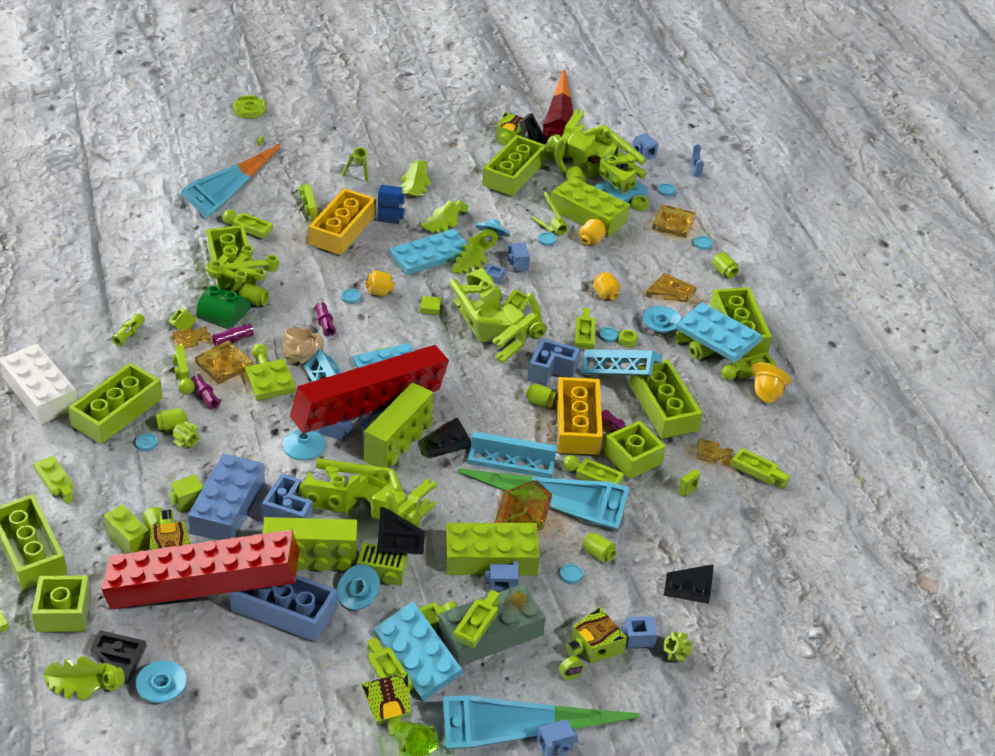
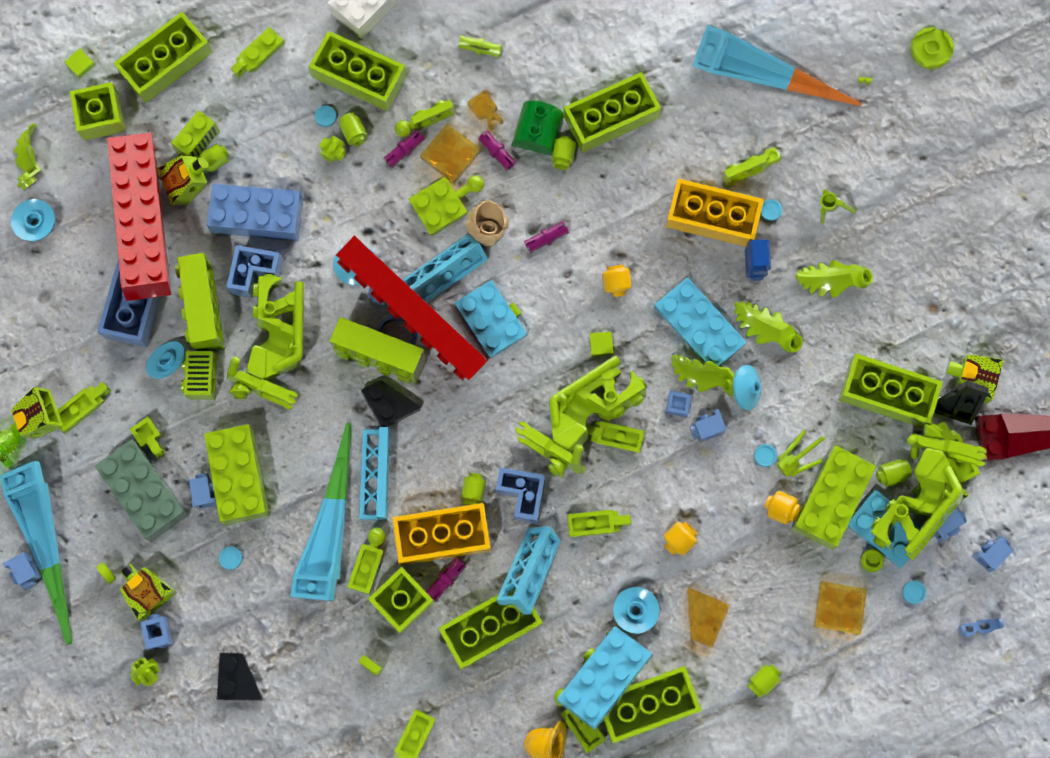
camera: 85 degrees right, 35 degrees up
(118, 651) = (60, 176): black wing -> none
(182, 319) = (507, 94): lime slope -> none
(185, 492) = (256, 173): lime brick -> none
(219, 268) = (582, 124): lime plant -> none
(252, 224) = (690, 112): lime plate -> none
(351, 296) = (598, 254): medium azure piece -> none
(399, 534) = (212, 381): black wing -> none
(419, 650) = (102, 430): medium azure plate -> none
(477, 620) = (116, 475): lime hinge -> none
(518, 599) = (152, 509): clear yellow piece -> none
(525, 504) = (296, 497): clear yellow slope -> none
(599, 547) = (262, 581): lime brick -> none
(608, 334) = (603, 552): medium azure piece -> none
(628, 338) = (600, 574): lime tile -> none
(703, 242) = (812, 649): medium azure piece -> none
(710, 452) = (426, 684): clear yellow plate -> none

